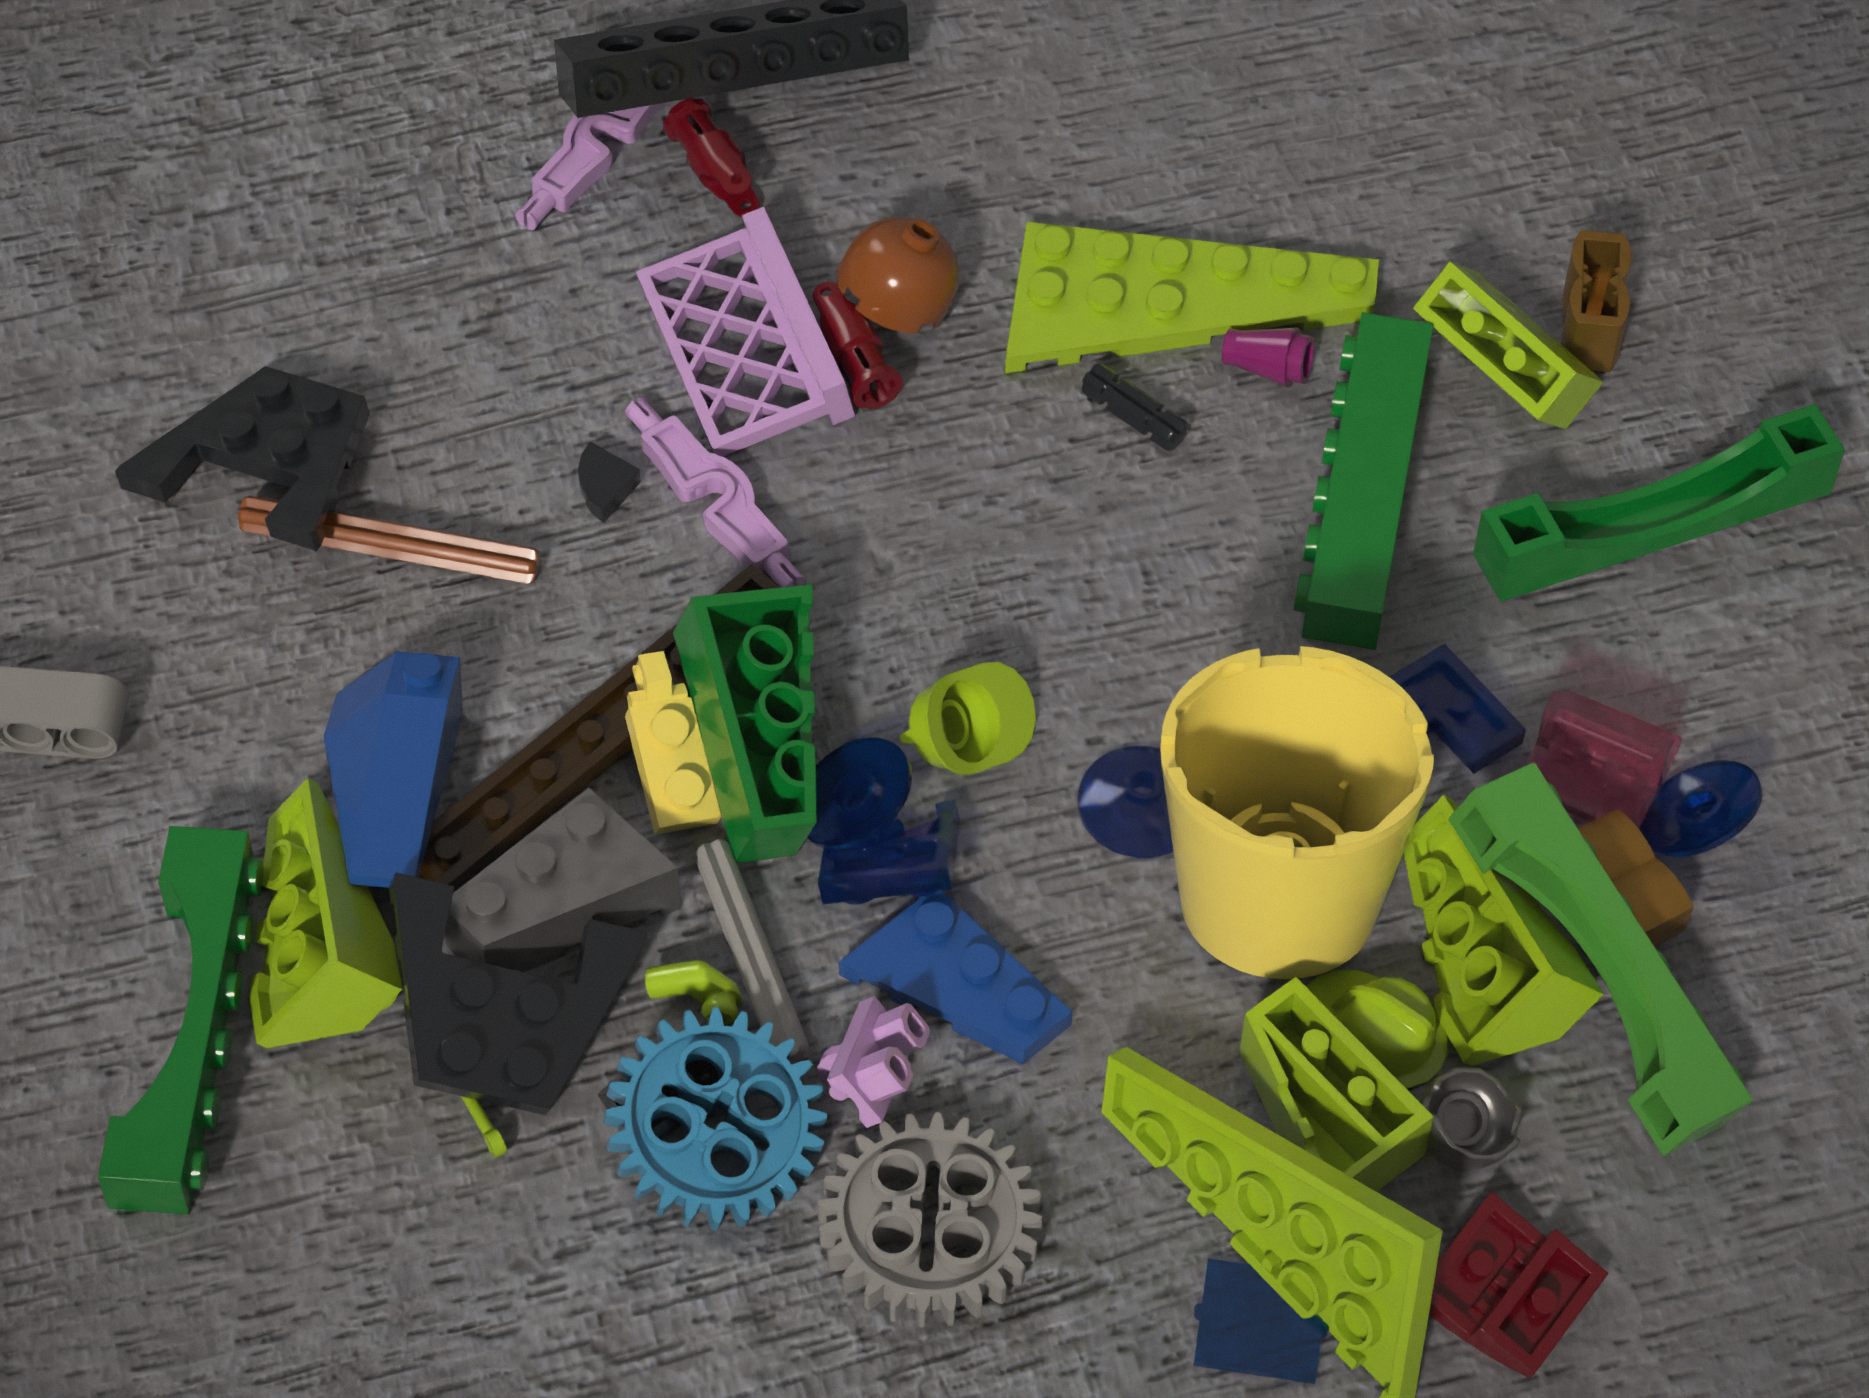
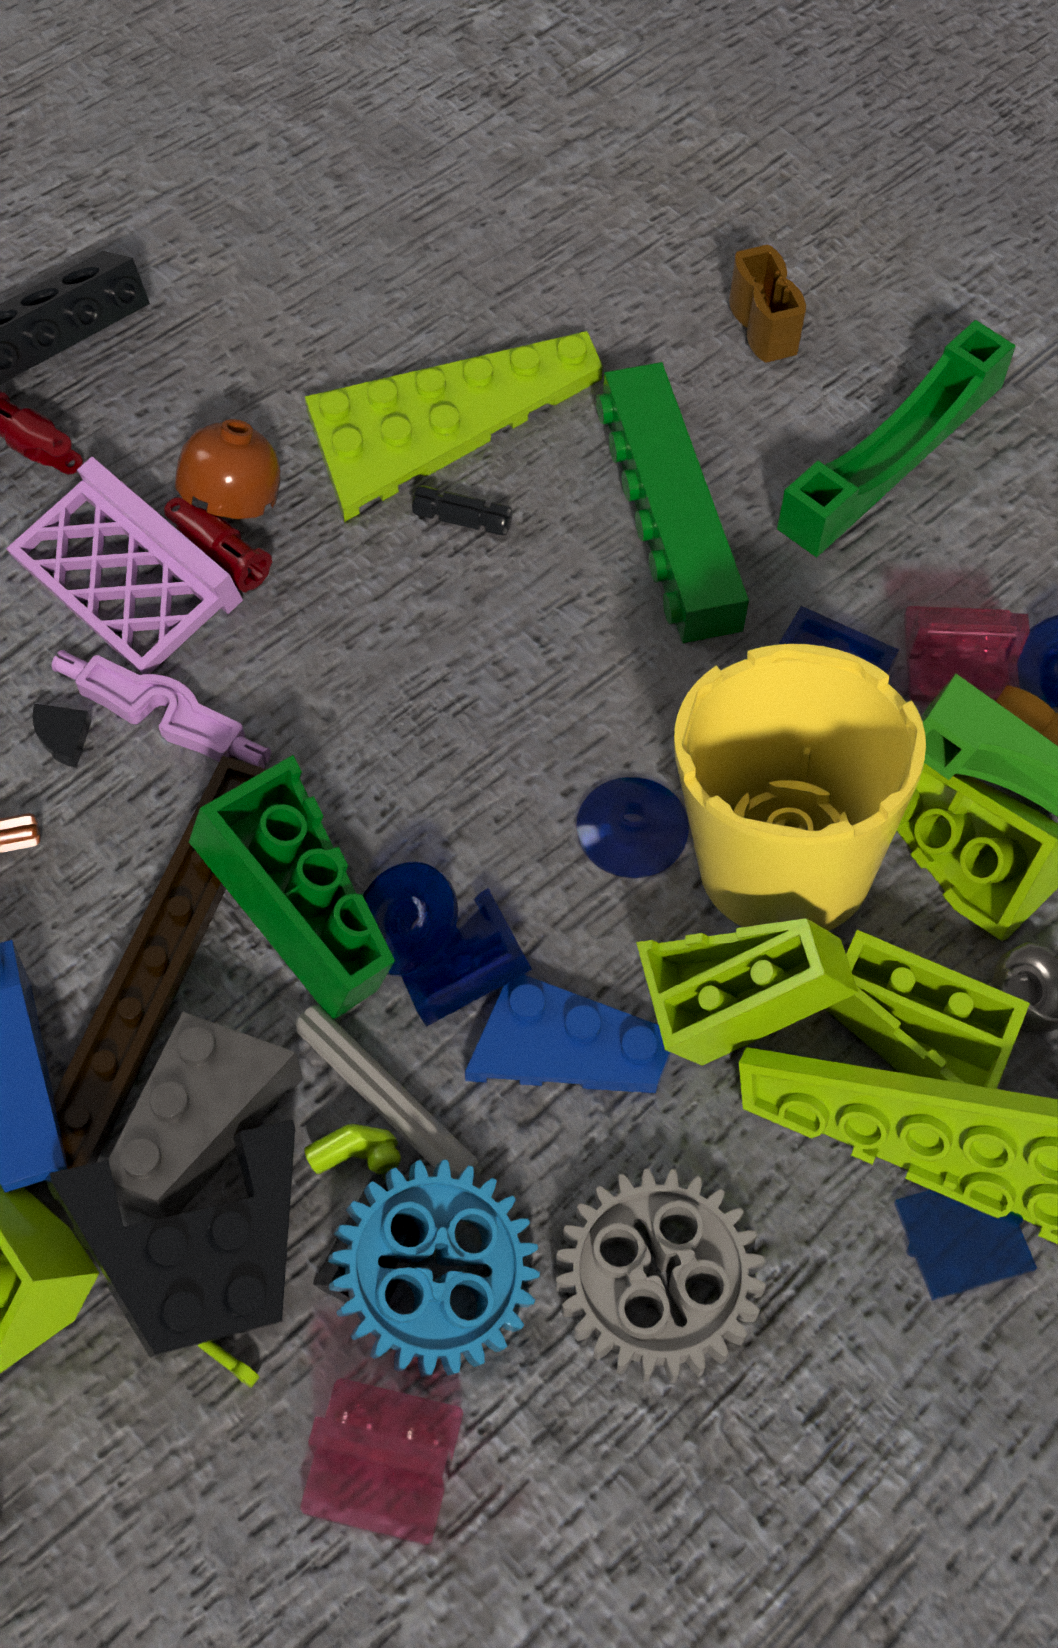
camera: 25 degrees left, 5 degrees up
(581, 1265) = (381, 1461): none -> clear pink bracket
(669, 750) = (230, 944): light yellow hinge -> none
(874, 1058) = (539, 1155): lavender hips -> none
(972, 719) = (469, 816): lime piece -> none
(1148, 982) = (742, 984): none -> lime wedge
(1274, 354) = (545, 431): magenta cone -> none
(1389, 1020) = (923, 925): lime piece -> none
(1508, 345) = (721, 358): lime brick -> none

